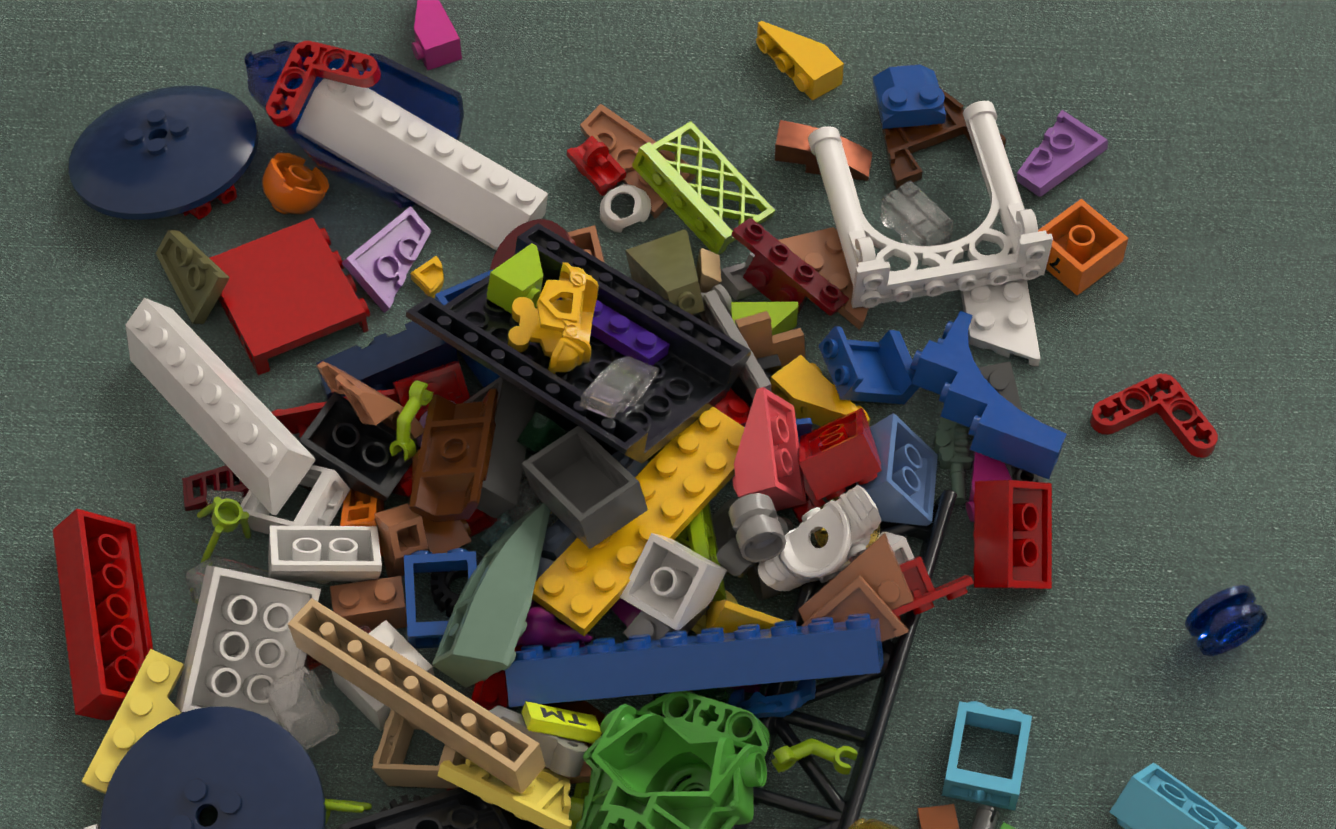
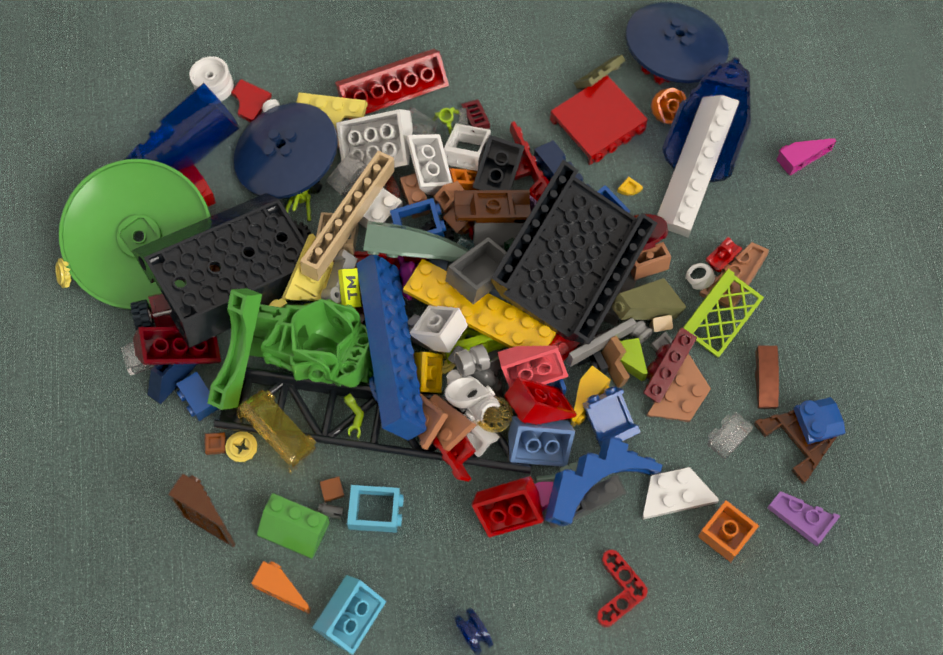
camera: 80 degrees right, 10 degrees up
(217, 404) = (512, 96): white slope -> none
(316, 67) = (732, 91): red beam -> none
(367, 402) = (523, 163): nougat slope -> none
(387, 257) = (635, 162): medium lavender wing -> none
(417, 397) = (523, 182): lime arm -> none
(516, 278) = (610, 218): lime slope -> none
(558, 325) = (578, 239): yellow piece -> none
(618, 386) = (539, 271): clear slope -> none
(626, 335) = (595, 267): dark purple plate -> none
(805, 61) = (835, 359): yellow slope -> none
(1022, 246) = (713, 493): white arch -> none

